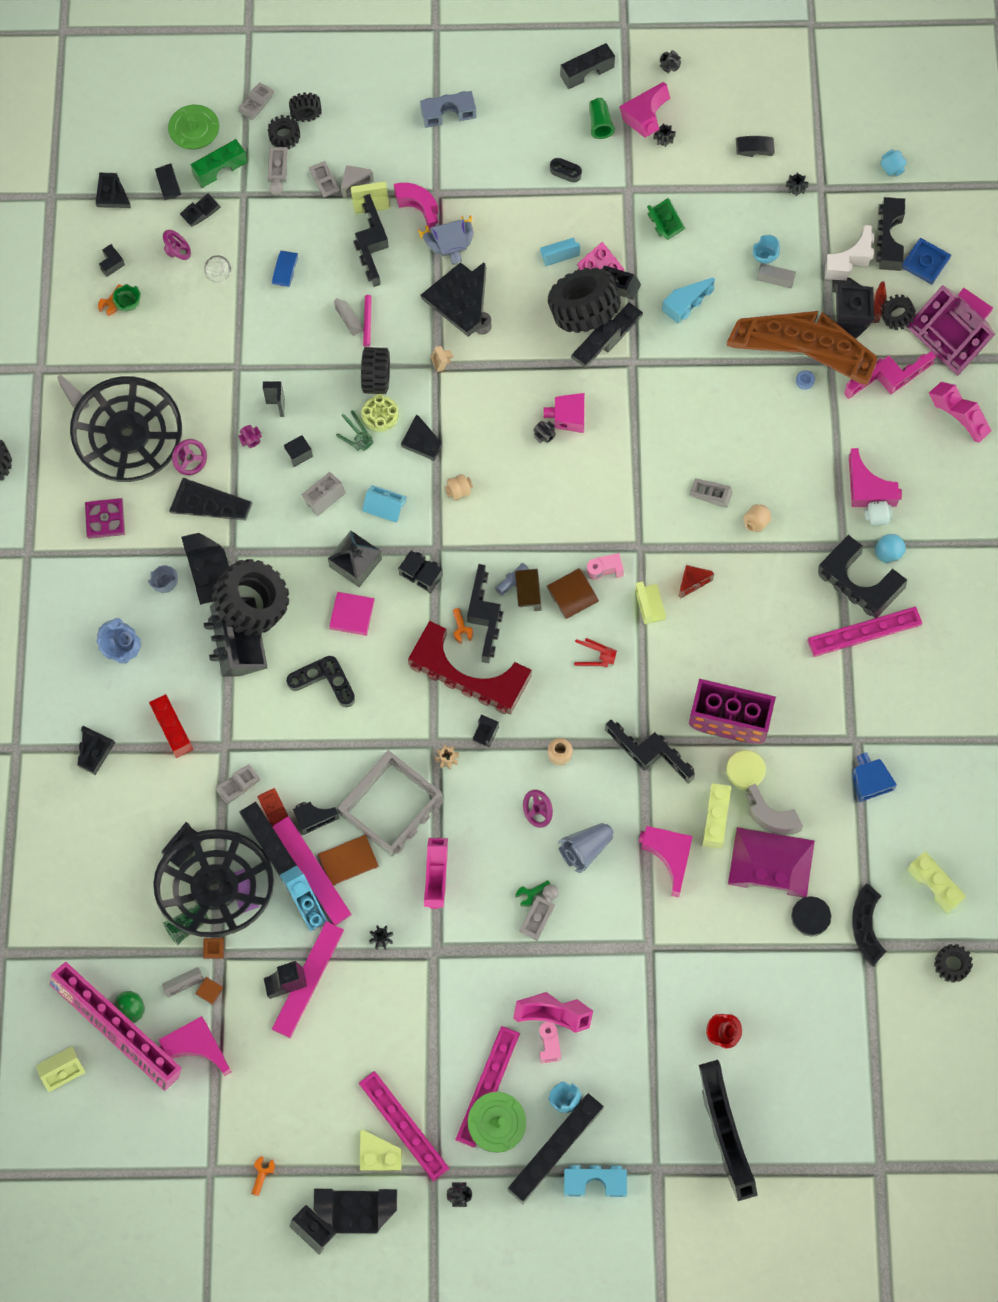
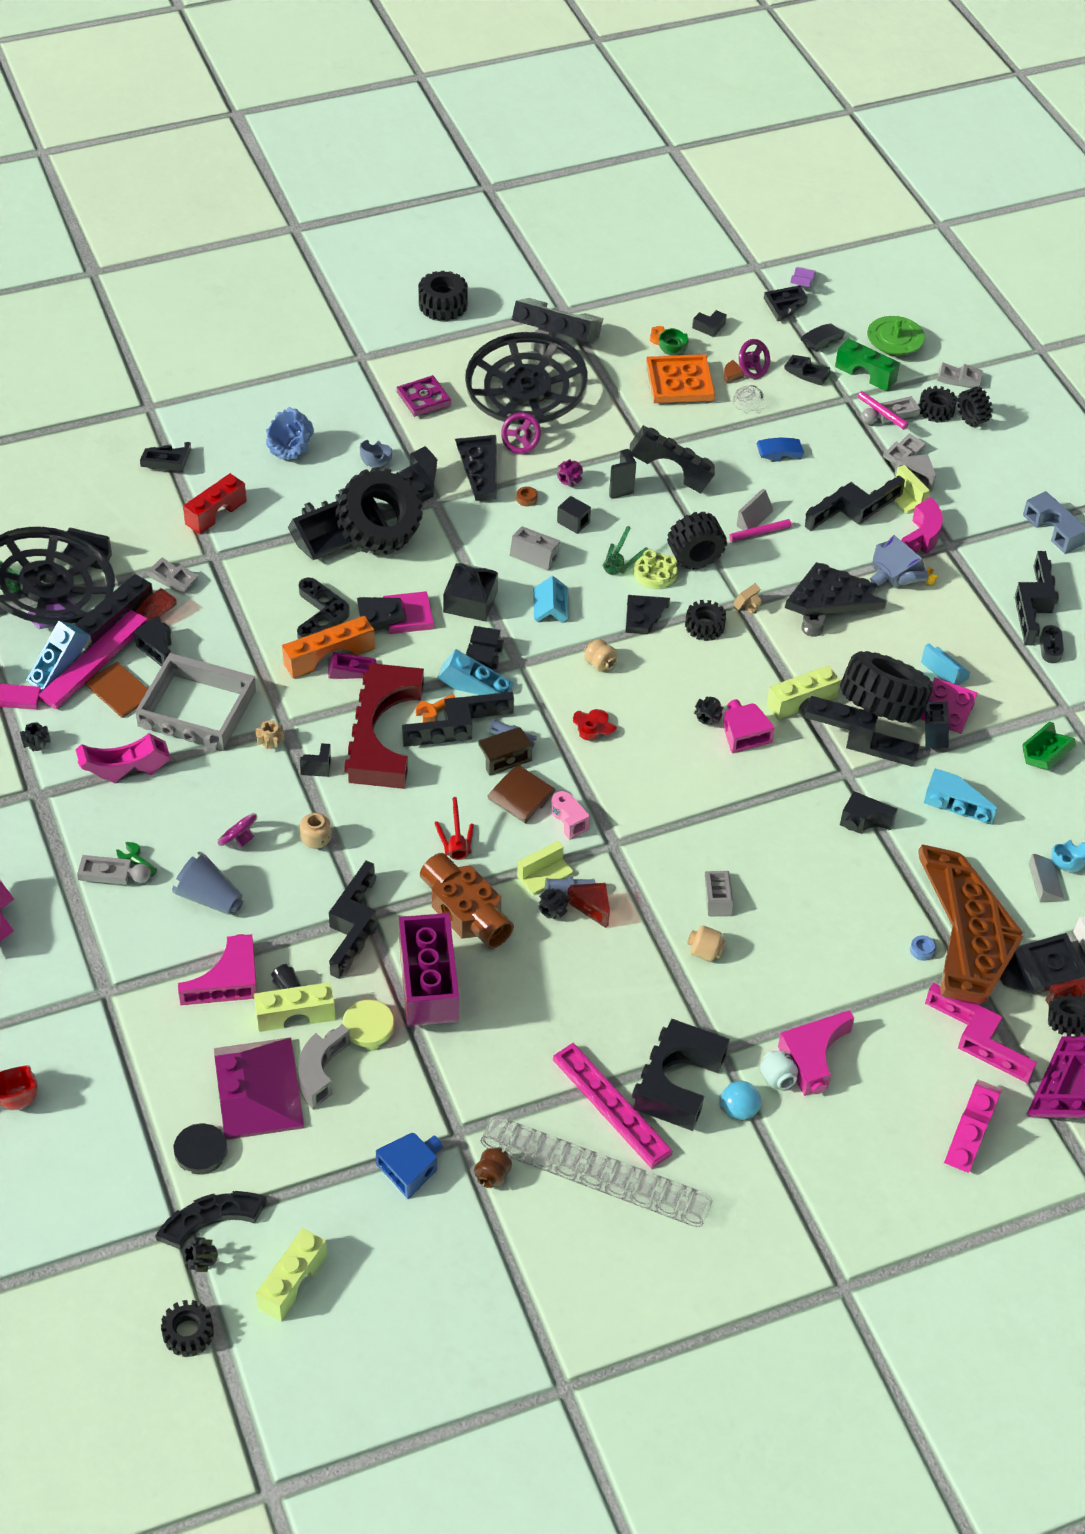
camera: 65 degrees right, 20 degrees down
(55, 396) = (536, 314): none -> black arch
(86, 165) = (803, 276): none -> medium lavender slope
(170, 310) = (680, 378): none -> orange plate
(177, 267) = (732, 371): none -> dark orange tile
(257, 479) = (527, 496): none -> dark orange tile
(270, 362) = (651, 445): none -> black arch
(279, 175) = (883, 410): none -> dark pink bar
(348, 634) = (381, 611): none -> black wing
(372, 685) = (304, 653): none -> orange arch
(394, 675) = (348, 666): none -> magenta slope
(444, 587) = (471, 676): none -> medium azure slope
(453, 407) = (707, 611): none -> black tyre
(519, 159) = (1036, 598): none -> black bracket
(520, 516) = (593, 724): none -> red plate
(552, 359) = (788, 695): none -> yellowish green arch
(664, 666) = (468, 899): none -> dark orange brick
(672, 590) = (563, 884): none -> sand blue pin
(678, 367) = (865, 813): none -> black arch
(686, 607) = (553, 903): none -> black gear
(690, 814) = (285, 977): none -> black cone
(895, 725) = (493, 1167): none -> reddish brown piece
(902, 938) = (200, 1254): none -> black gear
(916, 661) = (598, 1171): none -> clear beam

